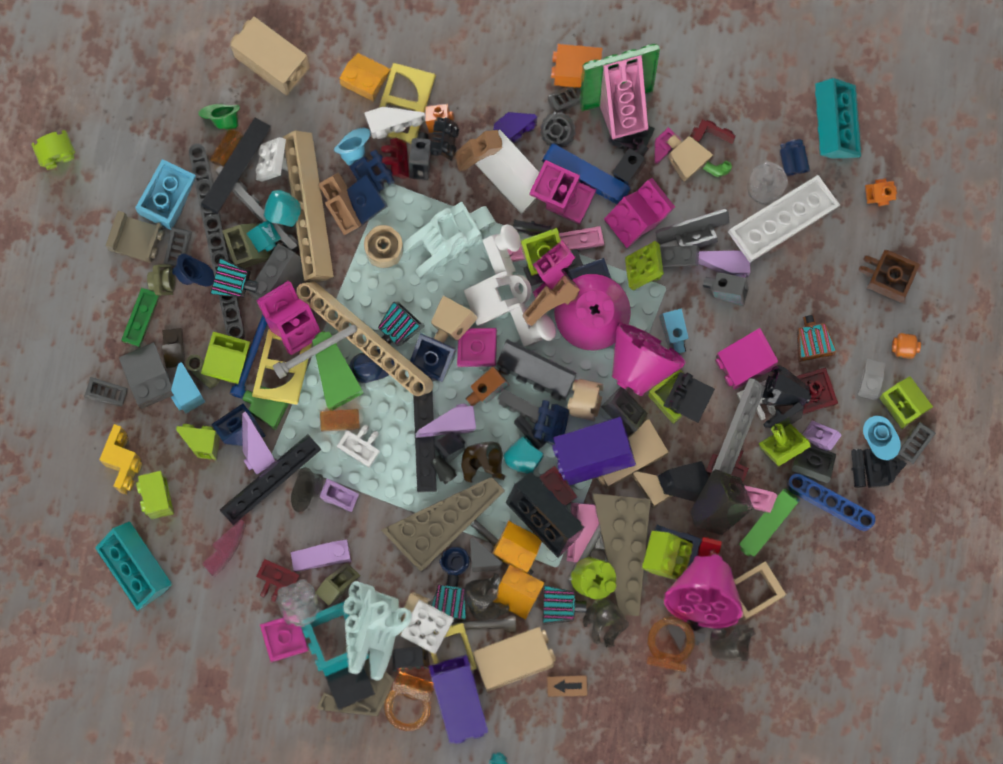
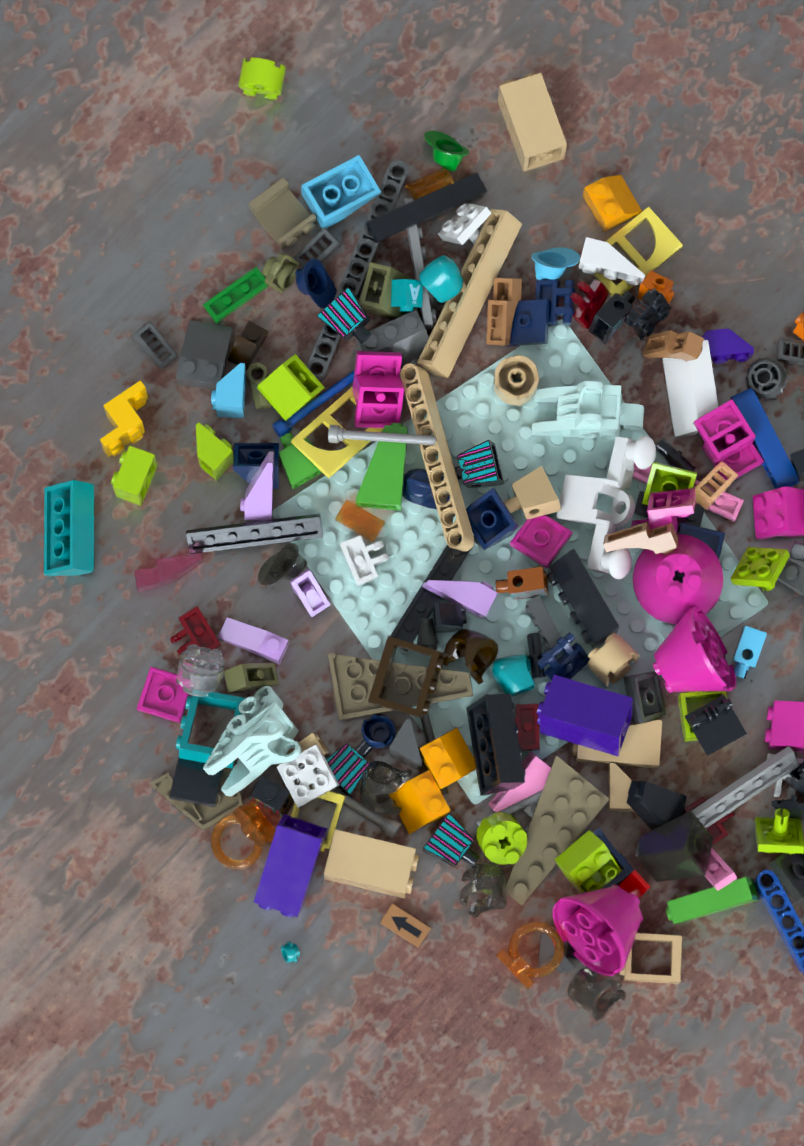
camera: 30 degrees right, 0 degrees up
(430, 516) = (383, 671): none -> dark brown window
(573, 241) = (704, 495): none -> light nougat slope

